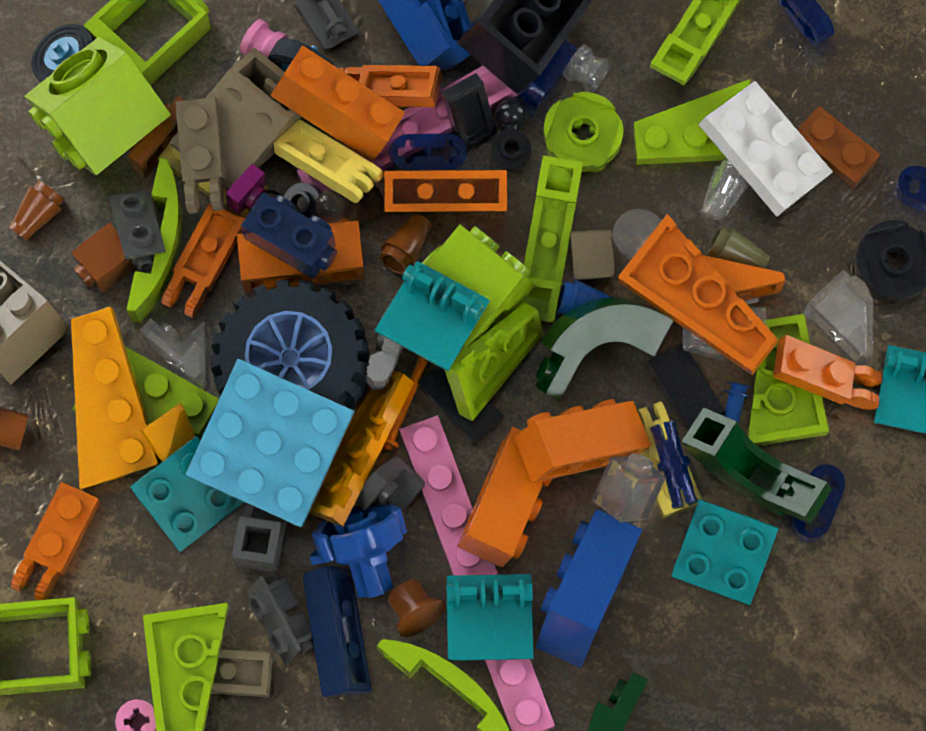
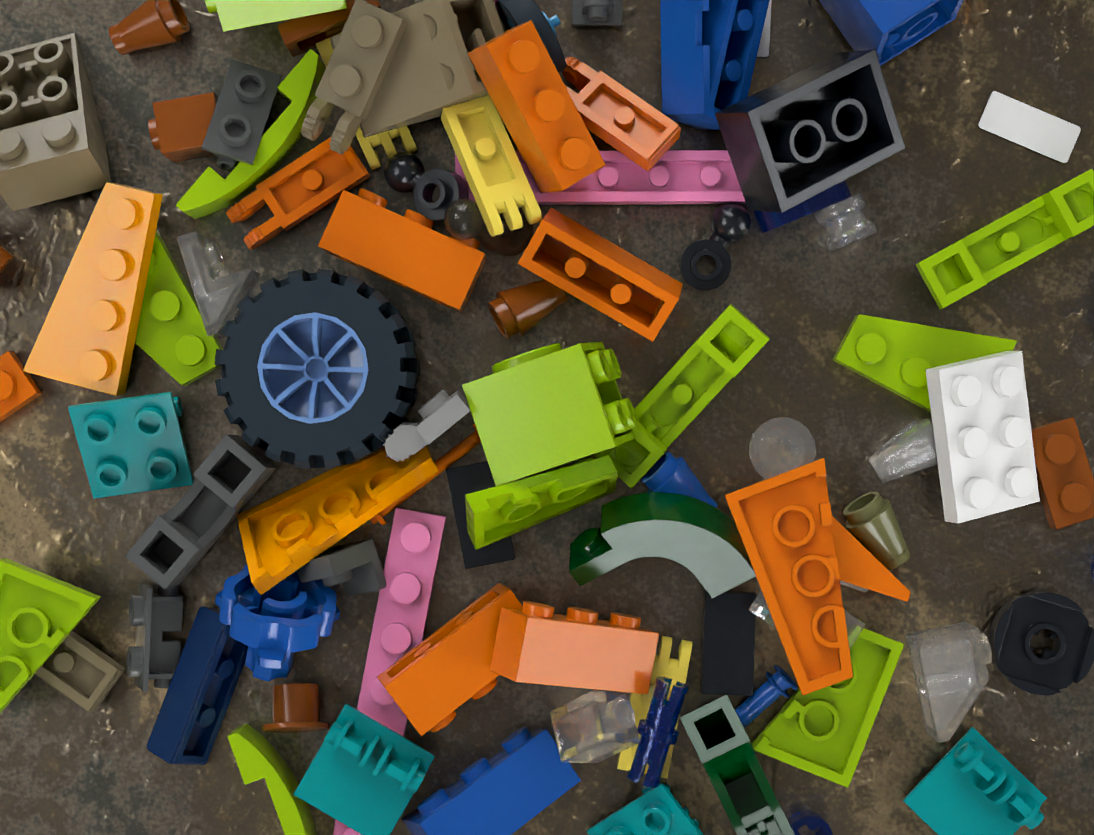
camera: 30 degrees right, 15 degrees up
(169, 432) = (145, 370): light orange slope -> none
(246, 189) = (384, 144): magenta plate -> none
(270, 443) = (233, 458): medium azure plate -> none
(290, 236) = (391, 234): dark blue brick -> none
(427, 142) = (604, 227): clear blue beam -> none
(432, 315) = (486, 430): teal hinge -> none
(469, 111) = (682, 199): black tile -> none
(572, 113) = (825, 295): lime plate -> none
(592, 254) = (718, 440): dark tan slope -> none
(825, 373) = (882, 725): orange hinge -> none

